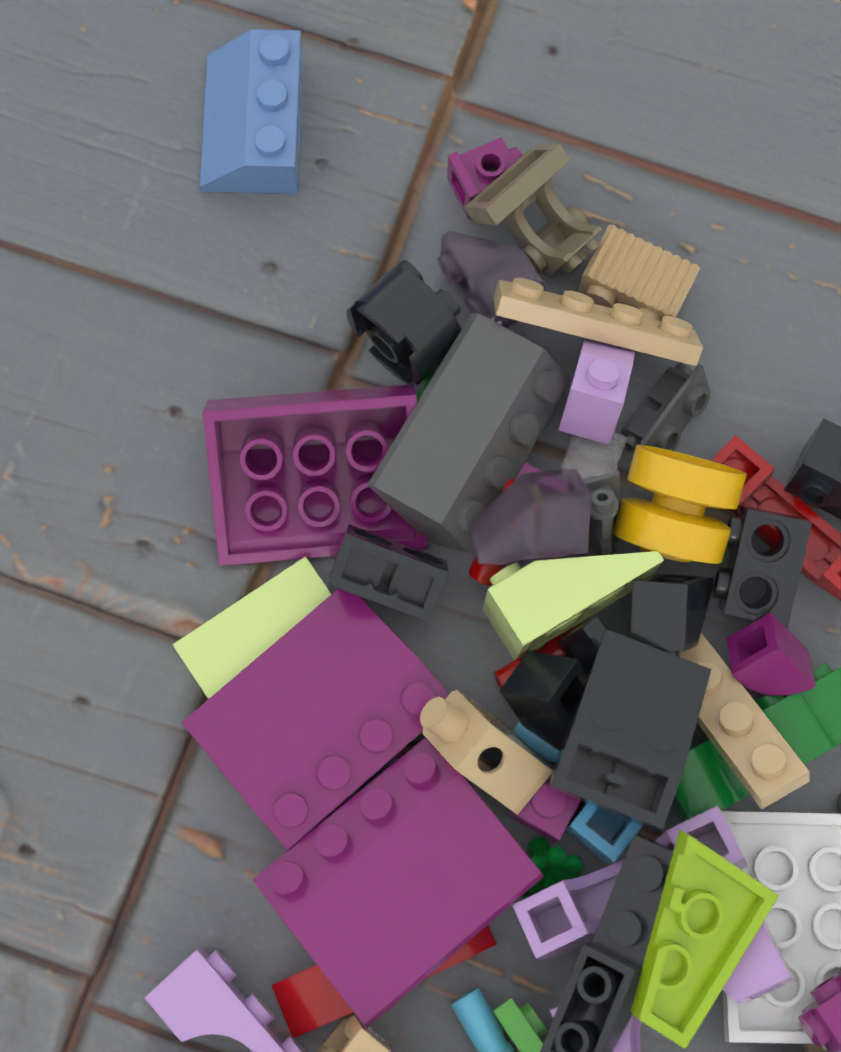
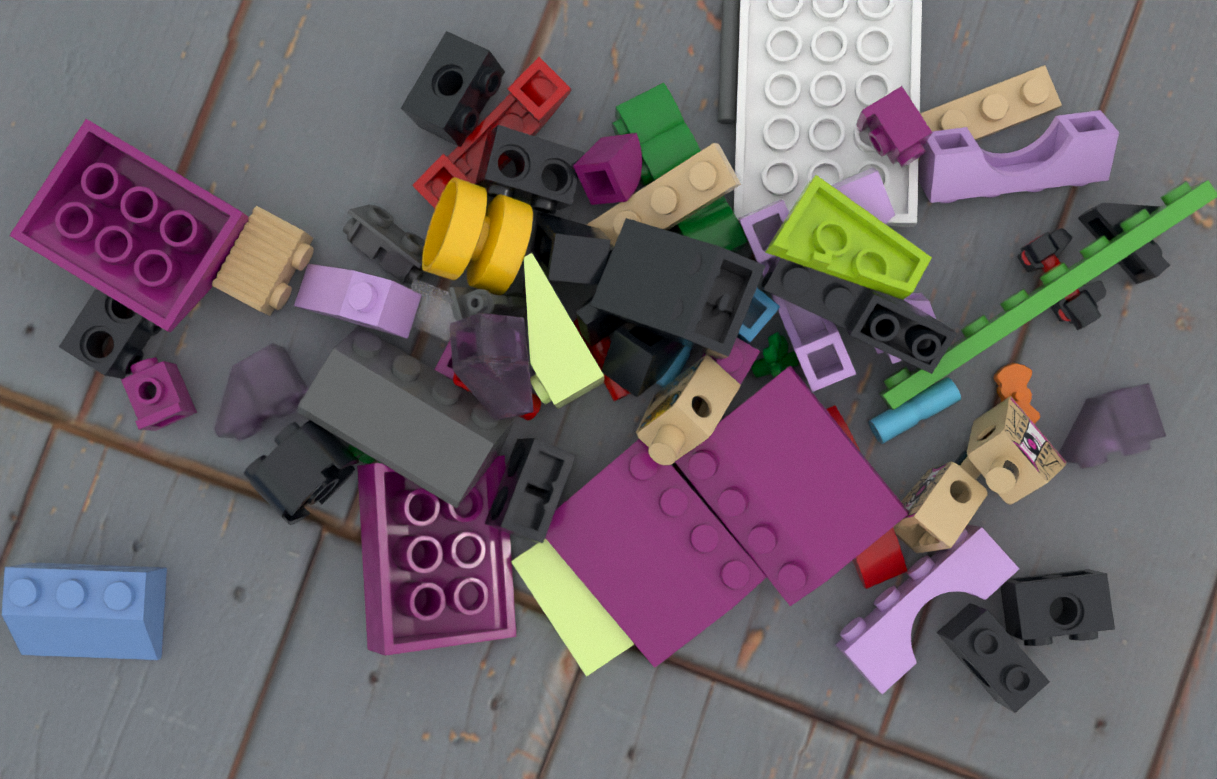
camera: 90 degrees left, 10 degrees up
(528, 180) = (221, 325): dark tan tile -> none
(567, 122) = (106, 318): none -> black brick
(578, 316) = (303, 314): tan plate -> none
(668, 140) = (130, 227): none -> magenta slope

